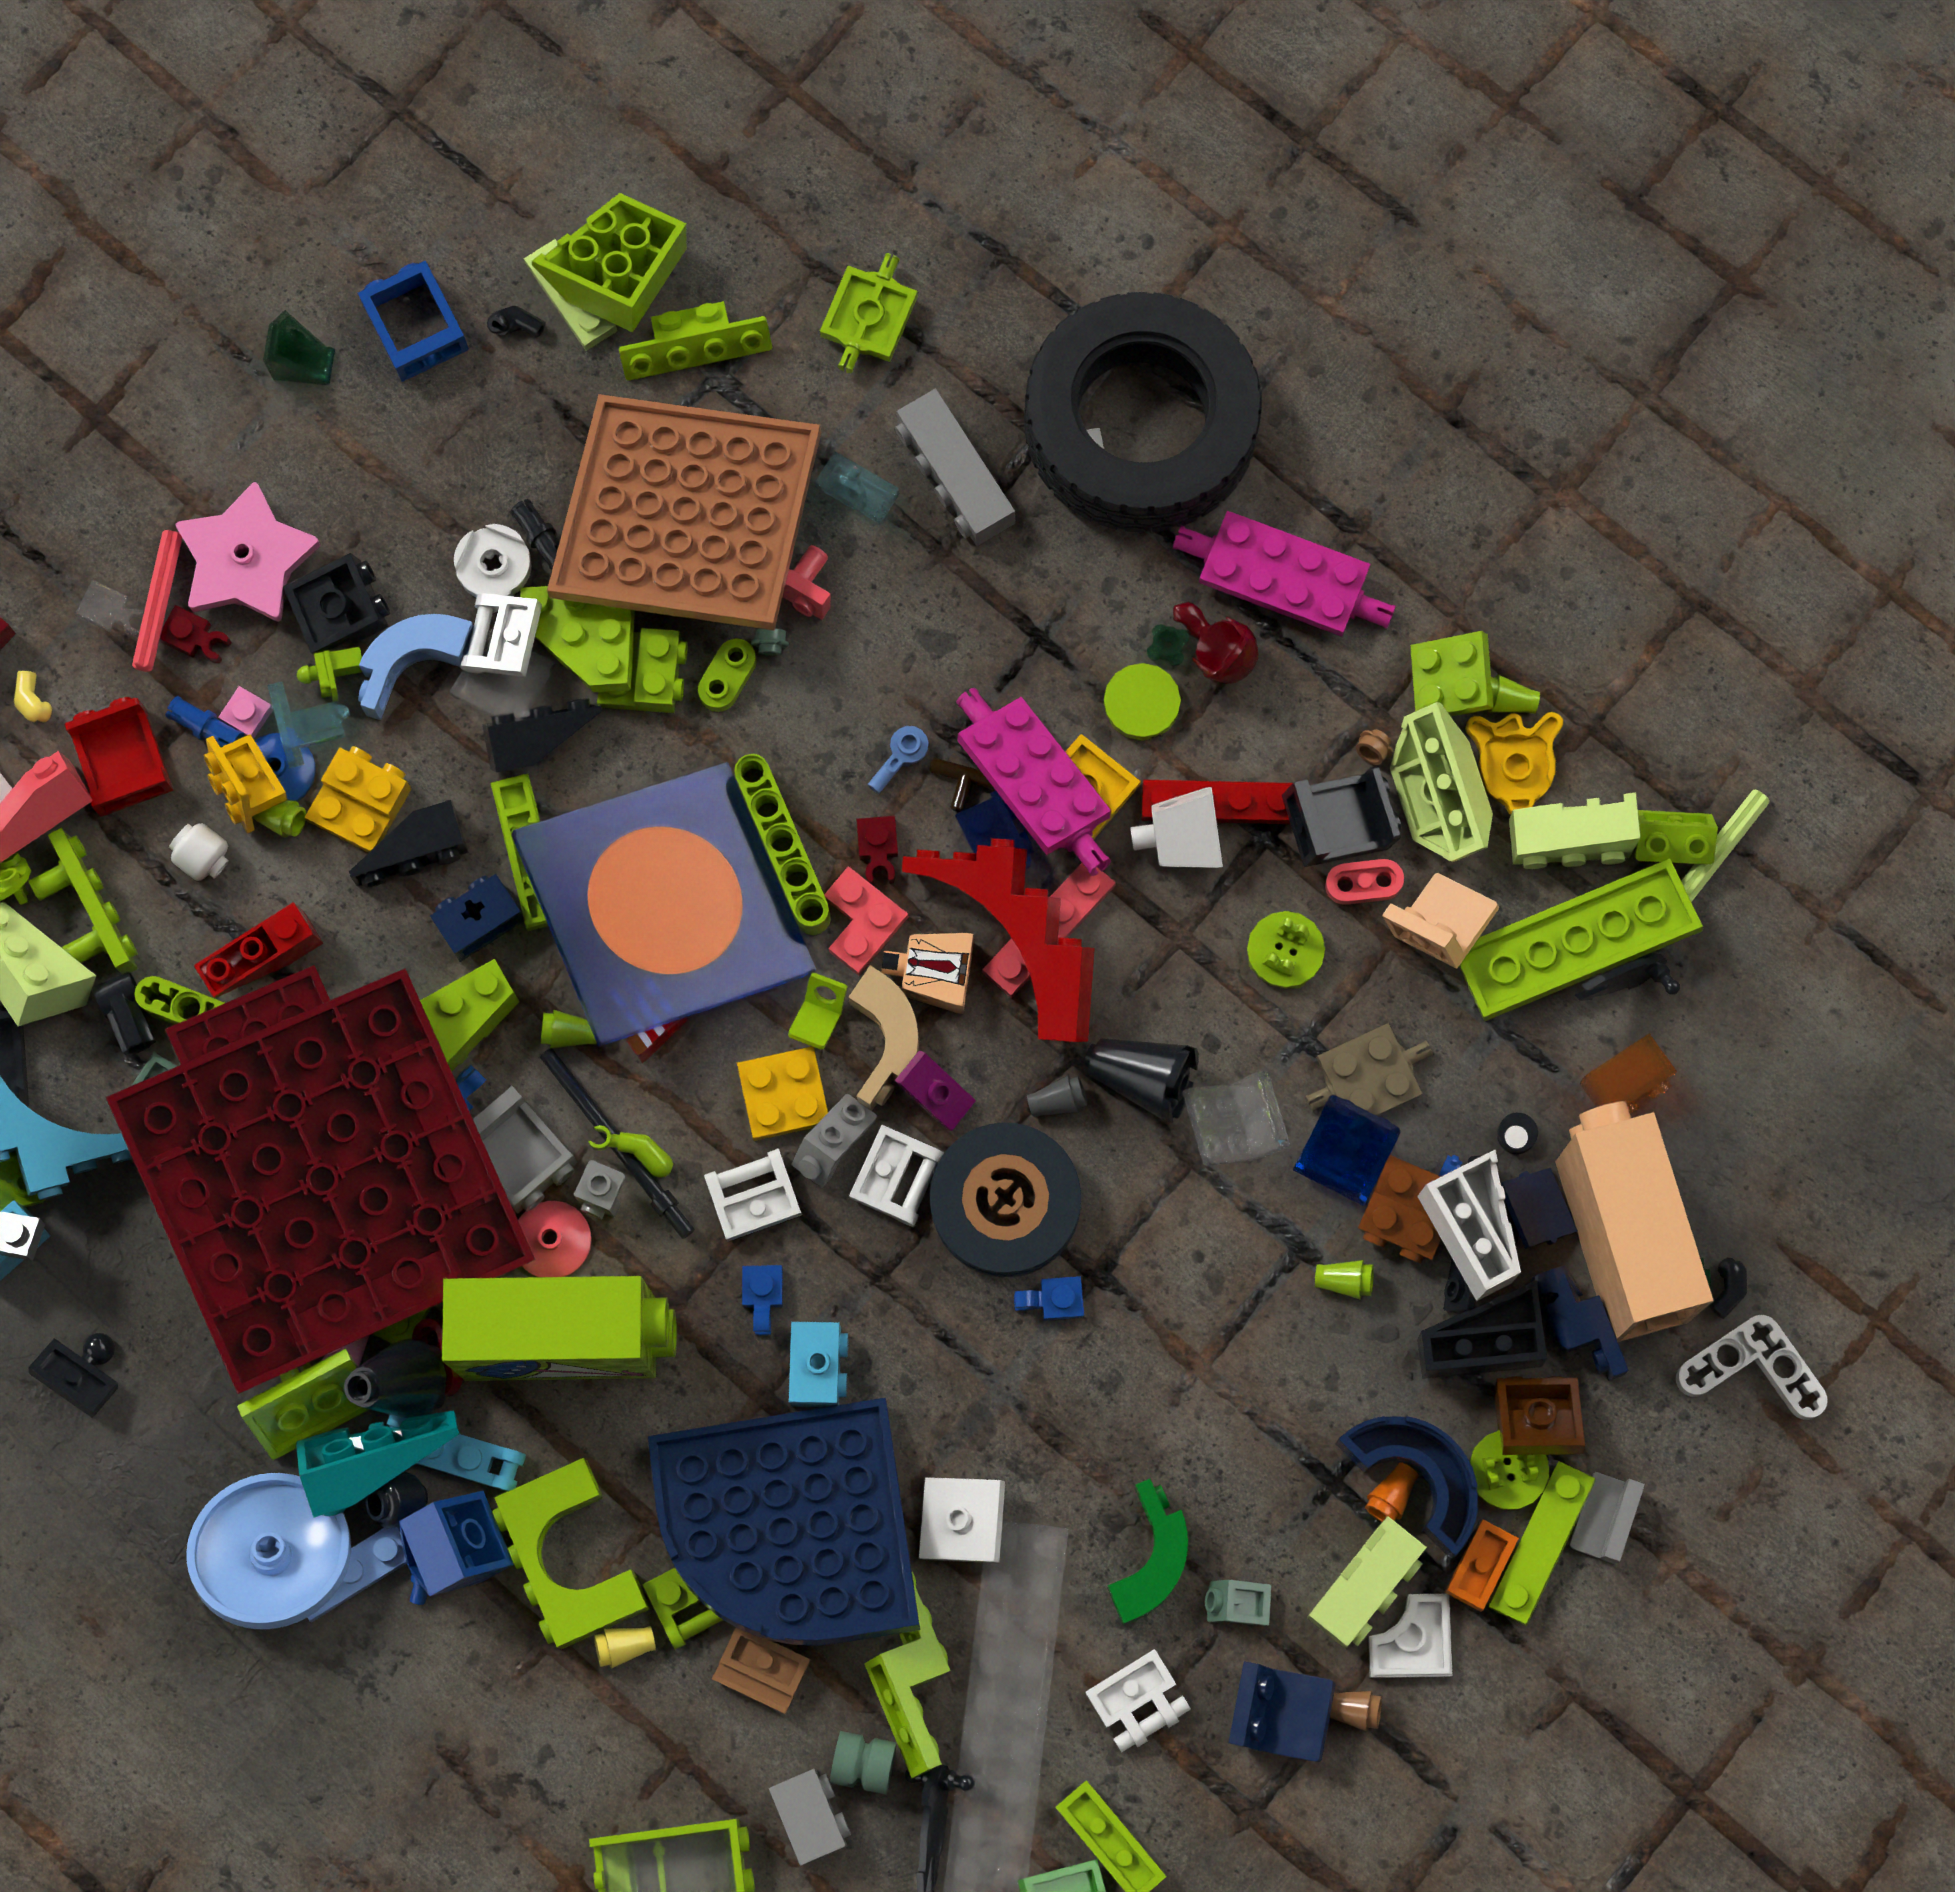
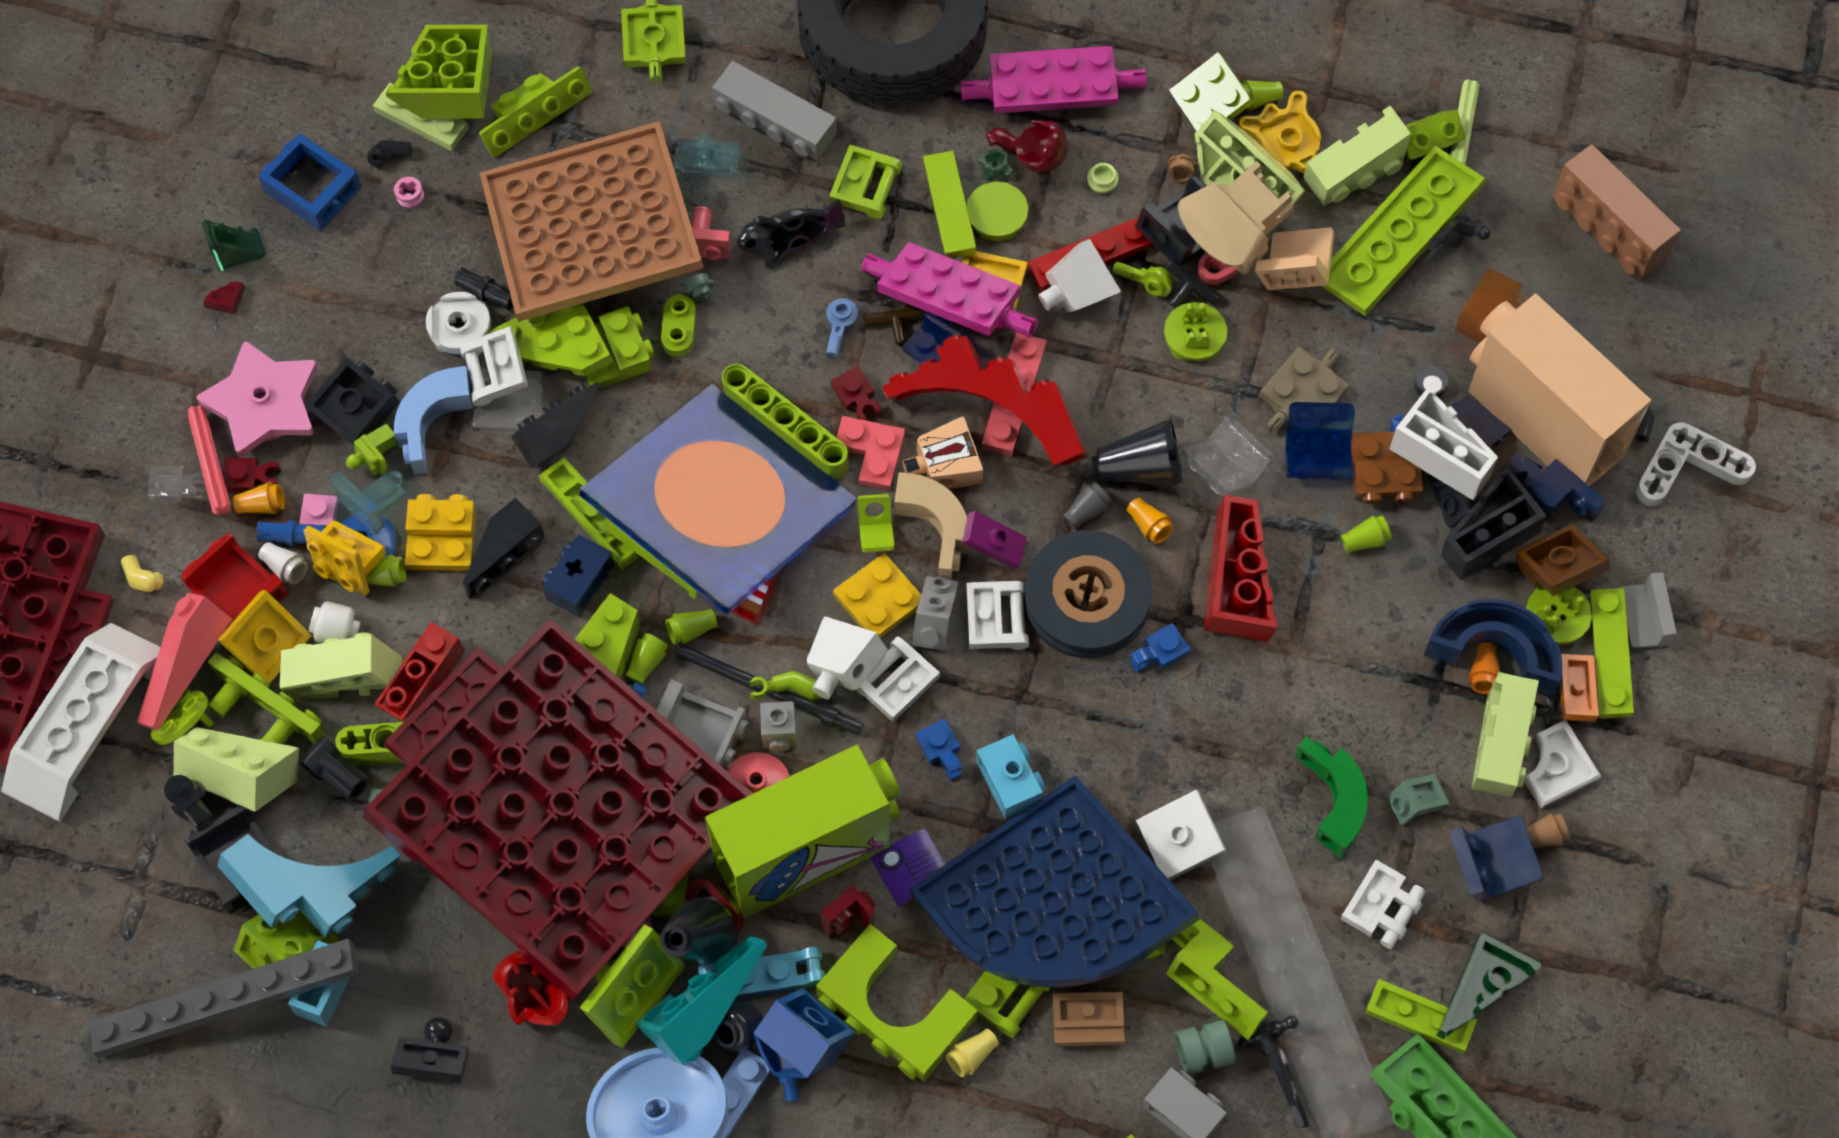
camera: 30 degrees left, 10 degrees down
(119, 833) = (261, 634): none -> yellow plate
(180, 903) = (338, 666): none -> yellowish green wedge
(181, 756) = (284, 563): none -> white cone
(193, 672) = (262, 499): none -> light orange cone
(198, 1362) = (529, 992): none -> red head
(264, 416) = (225, 298): none -> dark red tile
(503, 1044) = (646, 657): none -> lime cone
(508, 389) = (409, 200): none -> bright pink bush
(560, 1432) = (840, 913): none -> dark red bracket
(664, 1406) = (907, 864): none -> dark purple sticker
(704, 1146) = (843, 656): none -> white torso
(899, 622) = (789, 231): none -> black animal
(1005, 589) = (856, 176): none -> lime plate
(1090, 672) = (949, 205): none -> lime tile
(1118, 1148) = (1151, 522): none -> light orange cone
(1173, 1266) = (1238, 580): none -> red wedge
(1204, 1835) = (1487, 976): none -> wing
(1273, 868) = (1155, 279): none -> lime plate
(1279, 717) = (1102, 178): none -> yellowish green plate
(1308, 891) = (1190, 284): none -> black piece
(1384, 849) = (1235, 219): none -> tan piece
(1831, 1036) = (1615, 213): none -> nougat brick

